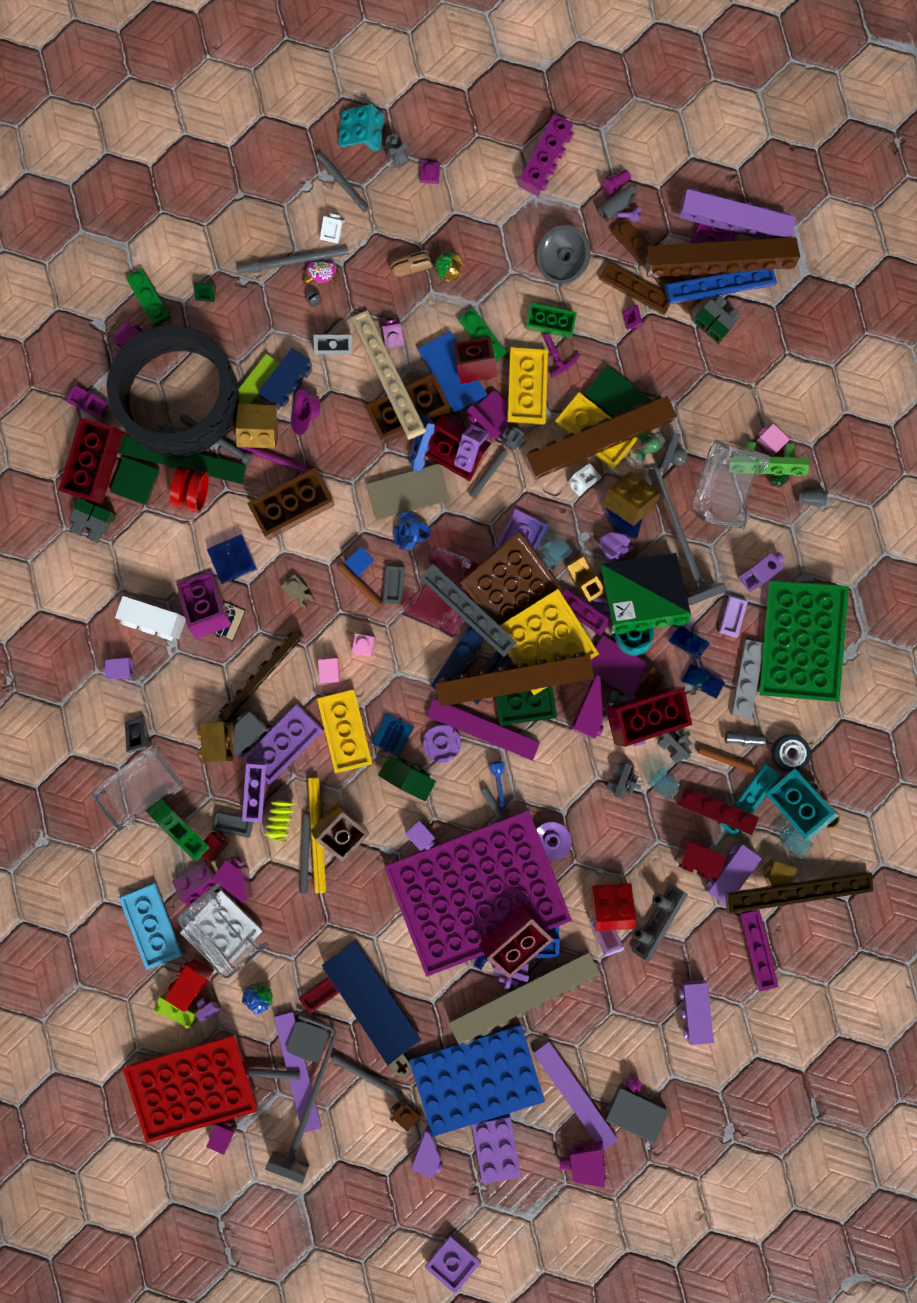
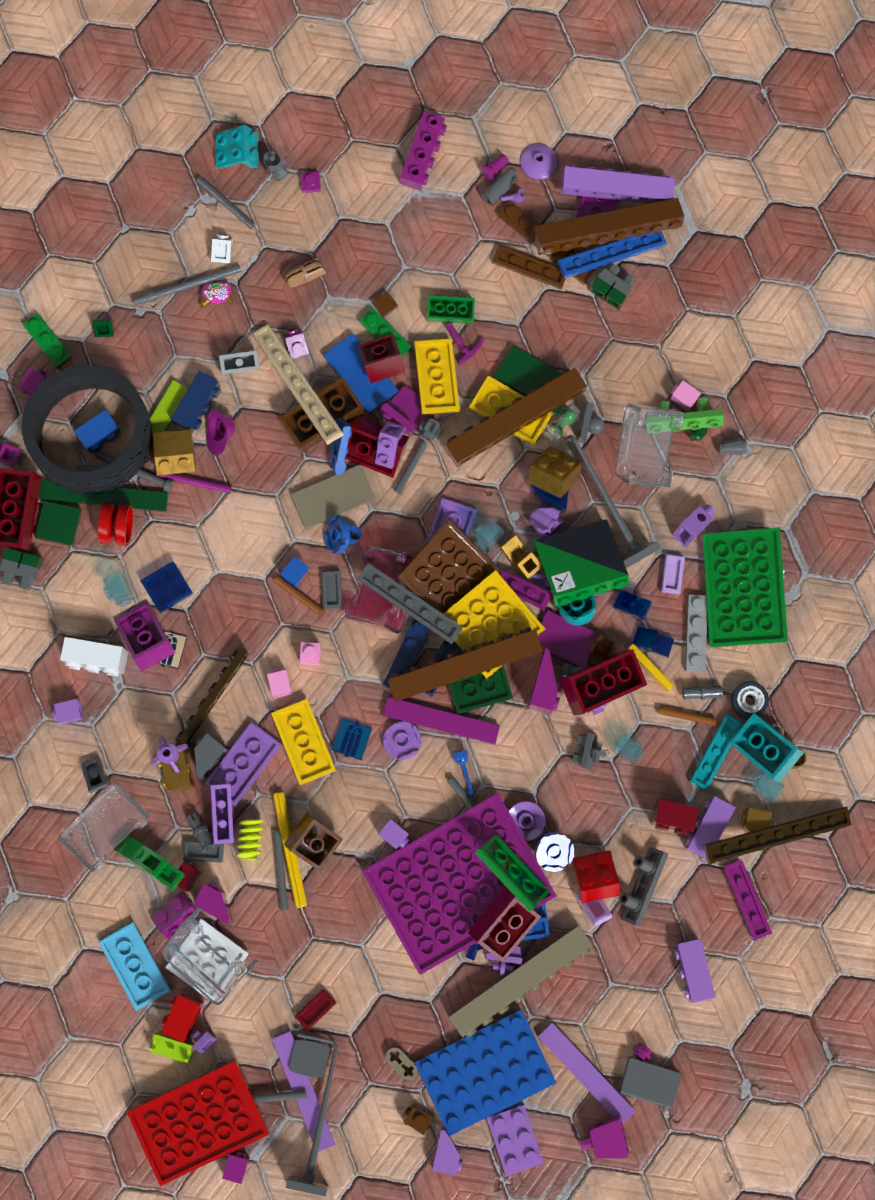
camera: 15 degrees left, 5 degrees down
(183, 554) = (118, 589): none -> clear light blue brick
(185, 395) = (98, 431): none -> blue brick
(212, 730) = (172, 758): none -> medium lavender brick
(231, 805) = (200, 831): none -> dark grey pin
(257, 997) = (252, 1021): piece -> none
(291, 504) = (219, 524): reddish brown brick -> none
(295, 590) = (235, 608): dark tan plate -> none
(314, 301) = (214, 321): dark grey hinge -> none
(366, 1076) = (374, 1085): dark grey bar -> none
(371, 1002) = (368, 1009): dark blue arch -> none
(407, 777) = (372, 777): dark green brick -> none
(448, 266) = (342, 271): piece -> none
(486, 306) = (385, 304): none -> reddish brown tile
(531, 893) = (512, 872): none -> green tile
(553, 253) = (443, 244): dark grey dish -> none
(575, 876) = (554, 851): none -> tile
(584, 479) = (506, 460): white bracket -> none
(632, 318) = (530, 296): magenta slope -> none
(660, 190) = (534, 168): none -> medium lavender dish
(681, 750) = (641, 712): dark grey hips -> none
(698, 709) = (652, 670): none -> yellow tile
(718, 811) = (686, 767): dark red plate -> none

